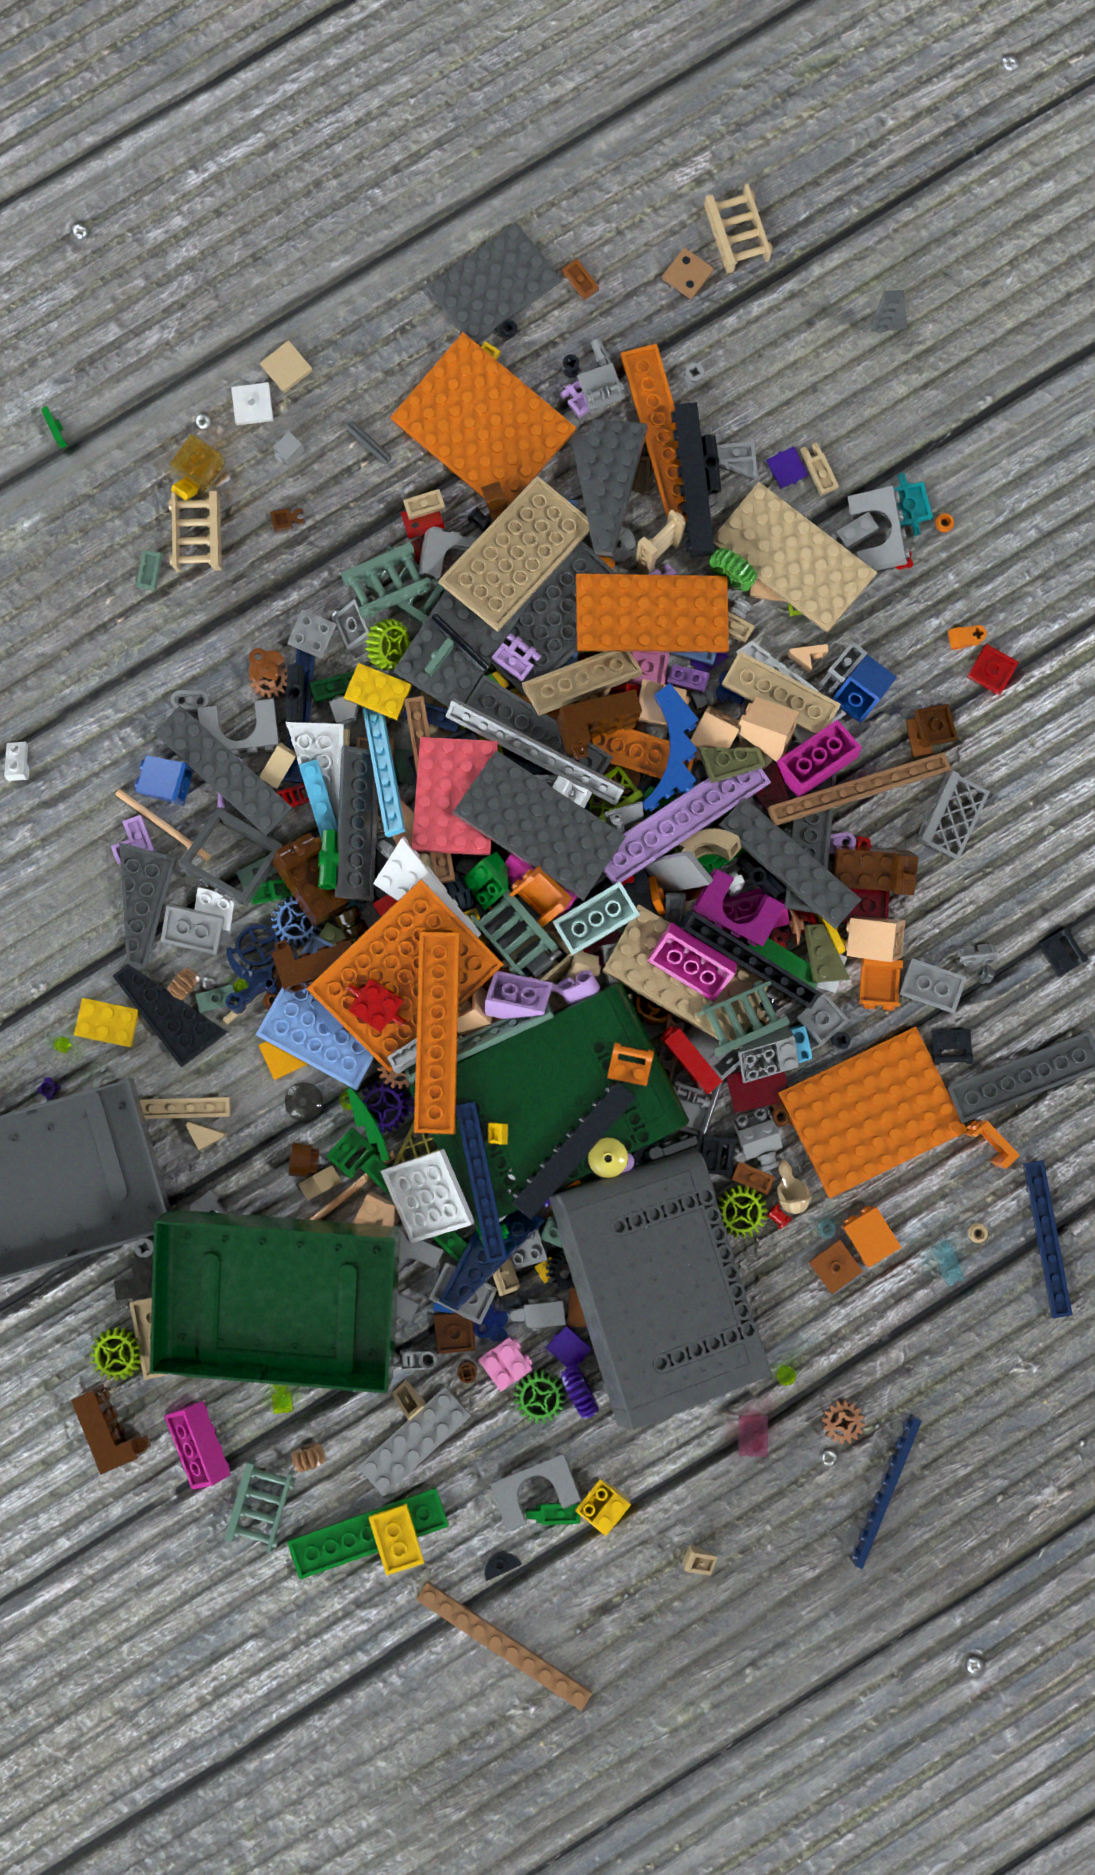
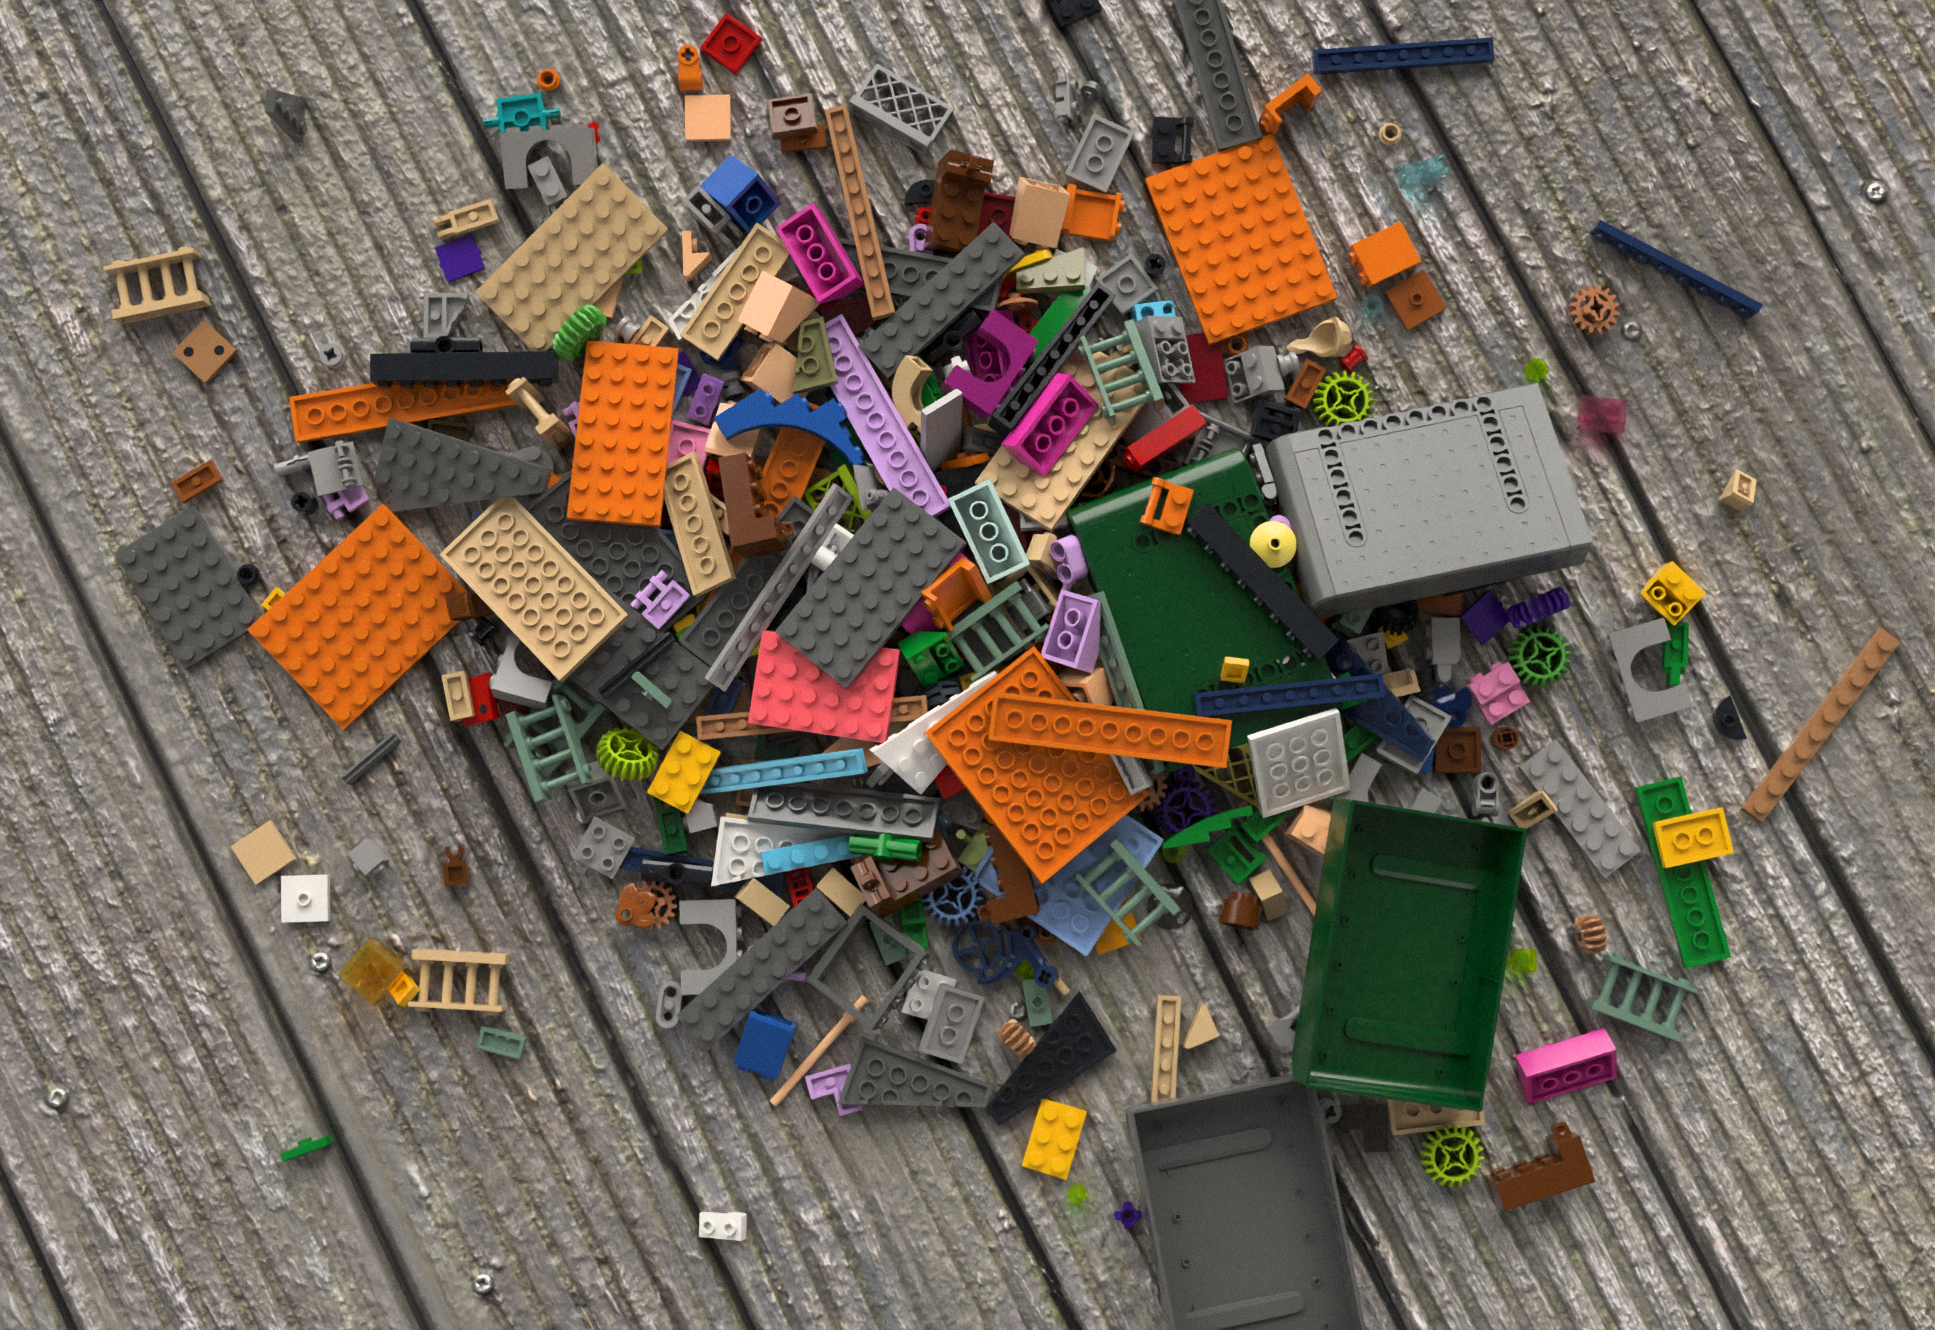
camera: 85 degrees left, 0 degrees up
(291, 827) = (840, 893): none -> tan hinge
(314, 1081) = (1149, 888): none -> sand green fence
(352, 923) = (966, 825): dark brown wheel -> none
(376, 1004) = (1068, 801): red plate -> none
(882, 838) = (920, 193): none -> black plate
(927, 656) = (707, 118): none -> light nougat tile

